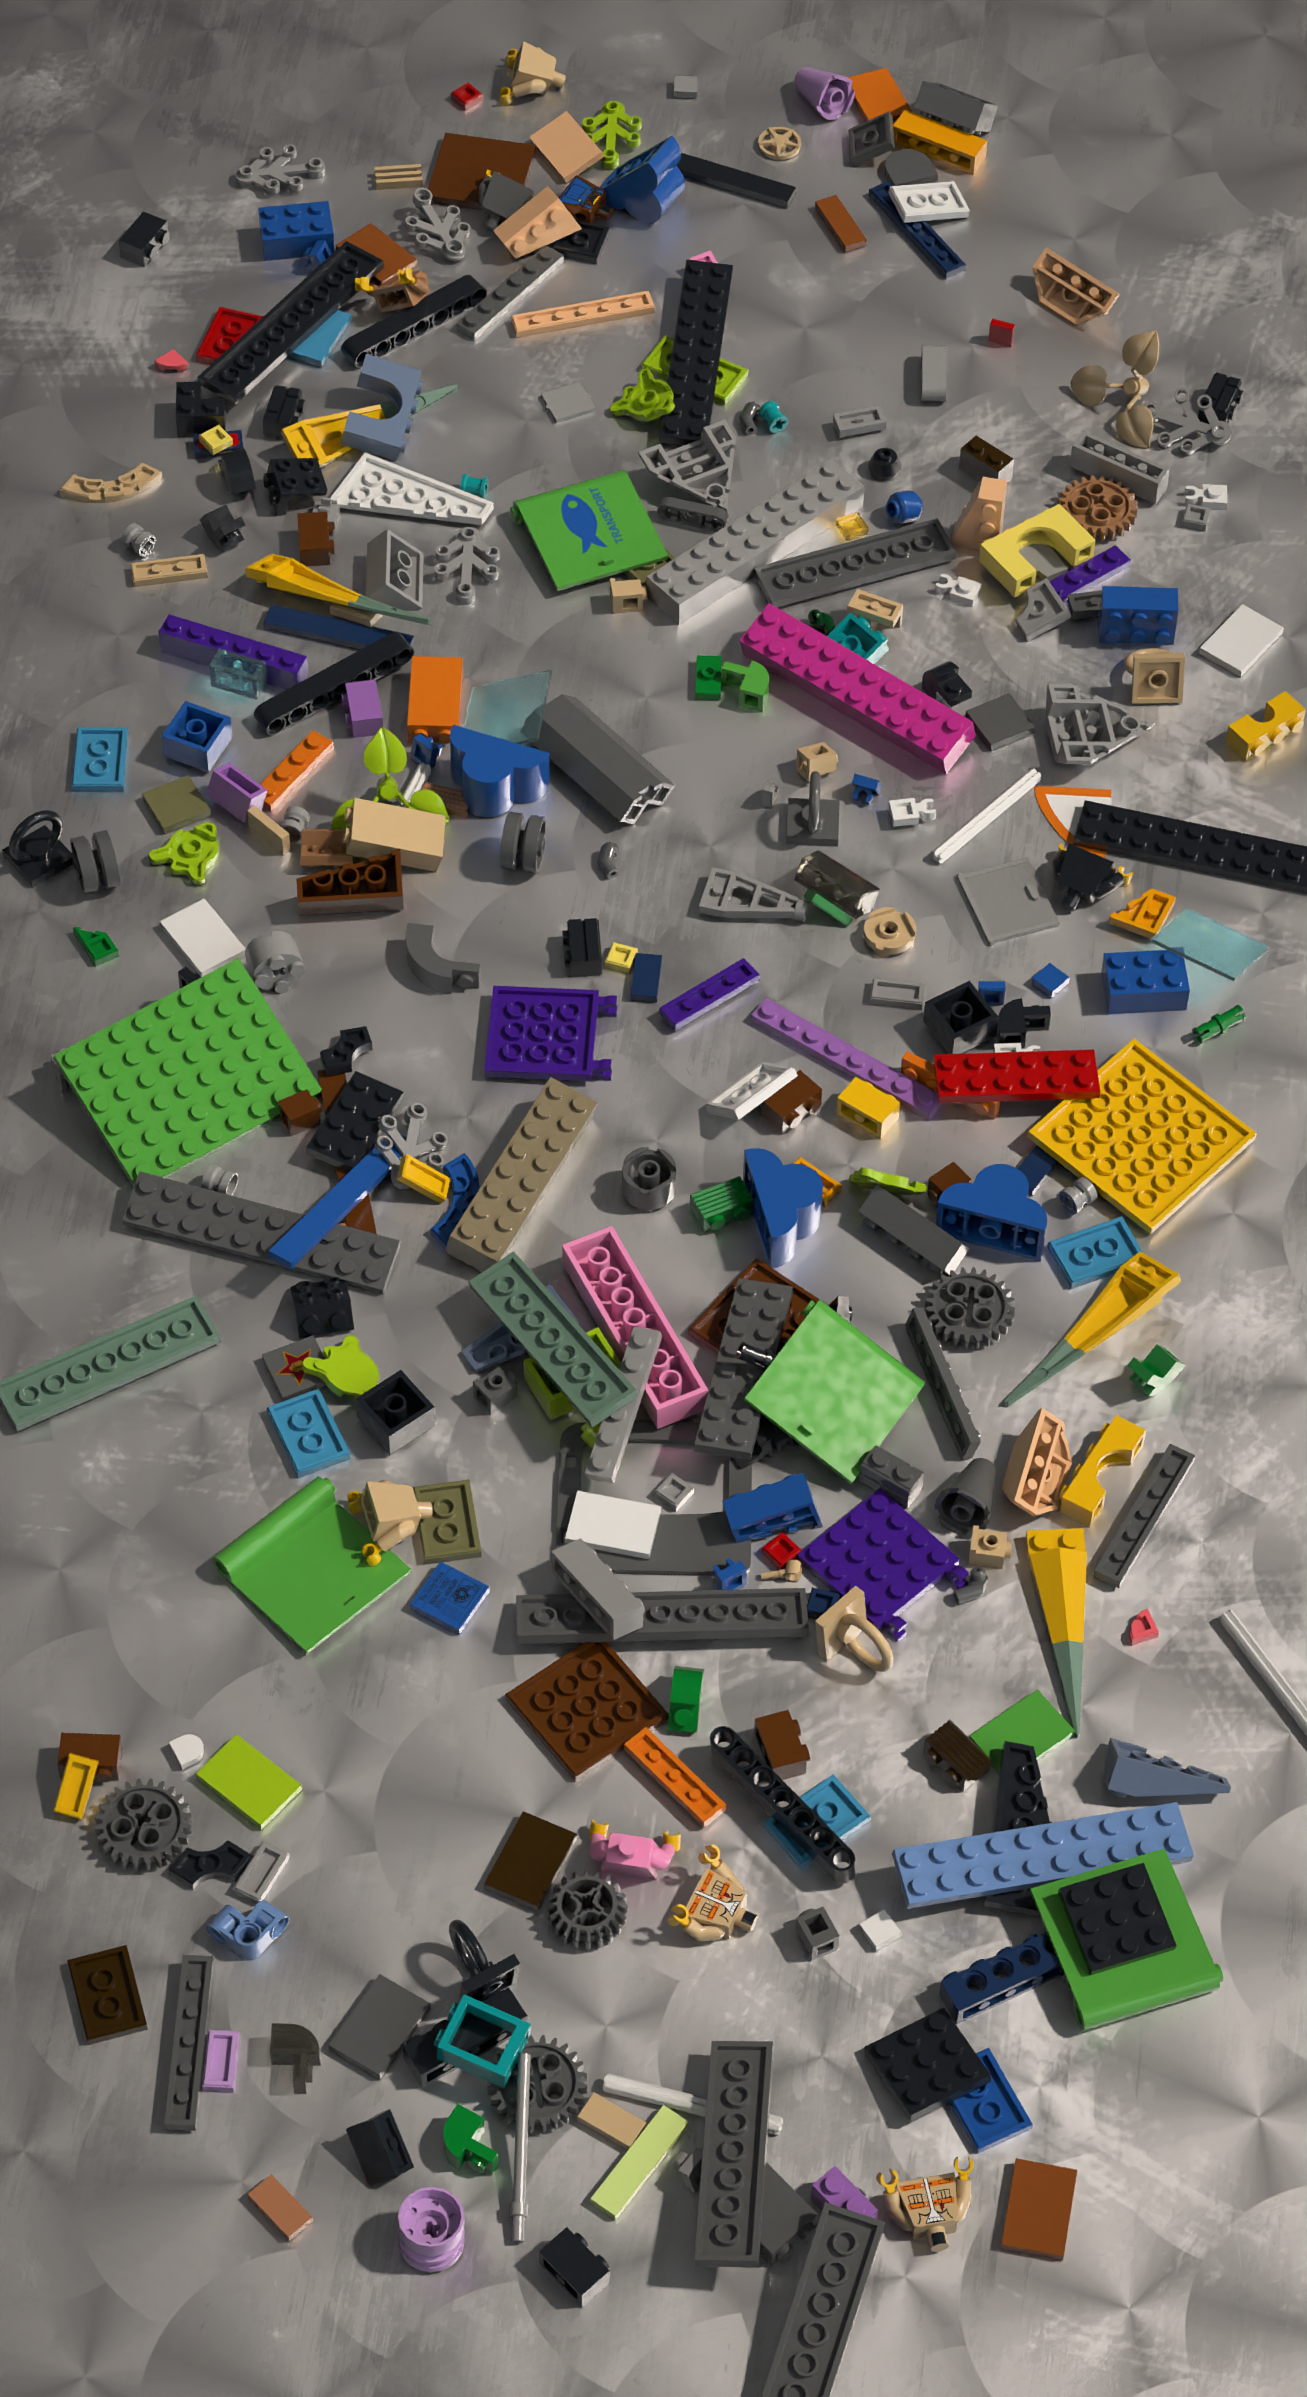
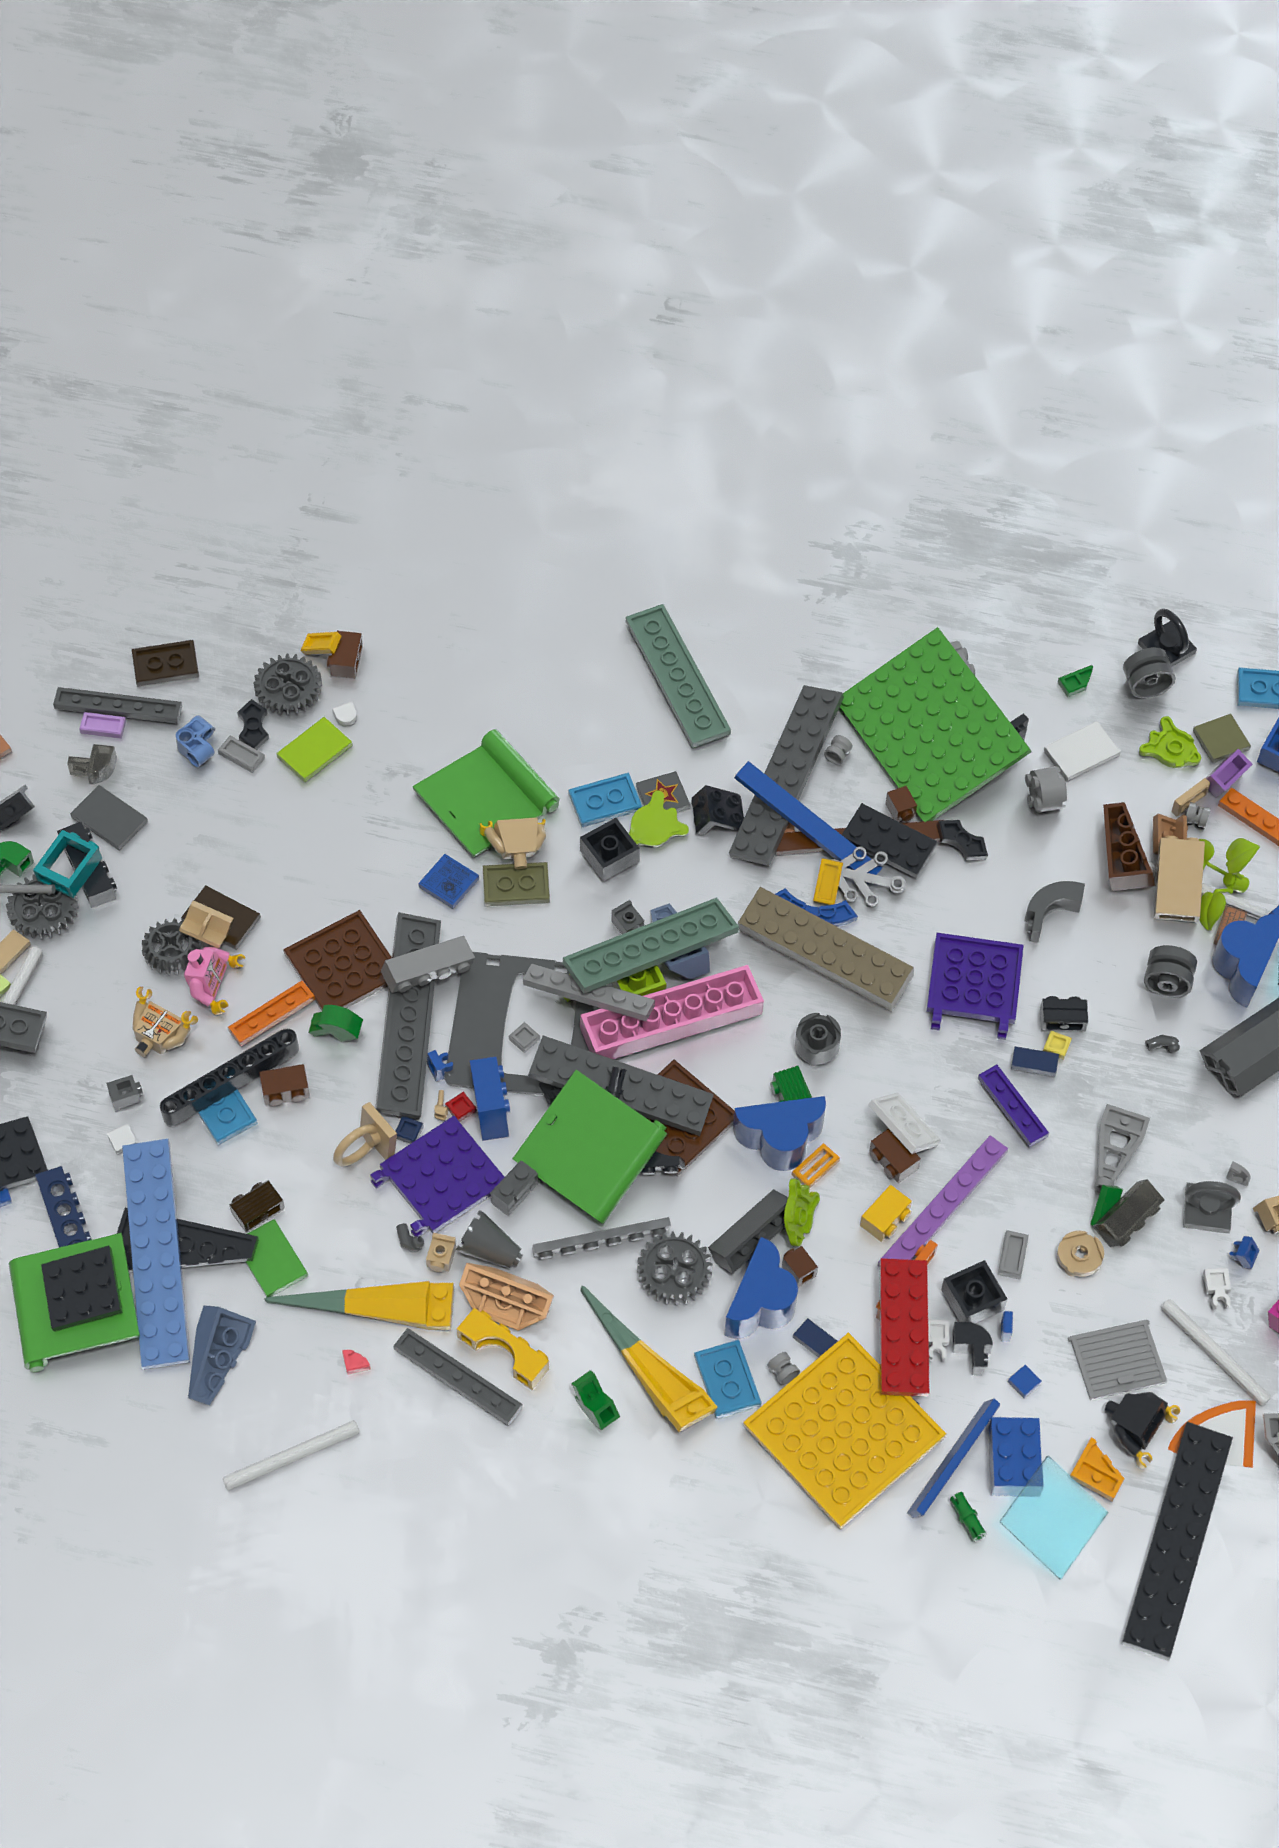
camera: 95 degrees right, 5 degrees up
(483, 1975) = (123, 875): black tile -> none
(560, 1860) = (206, 924): none -> tan panel
(613, 1524) = (495, 990): white tile -> none
(1156, 1036) = (953, 1458): none -> blue tile

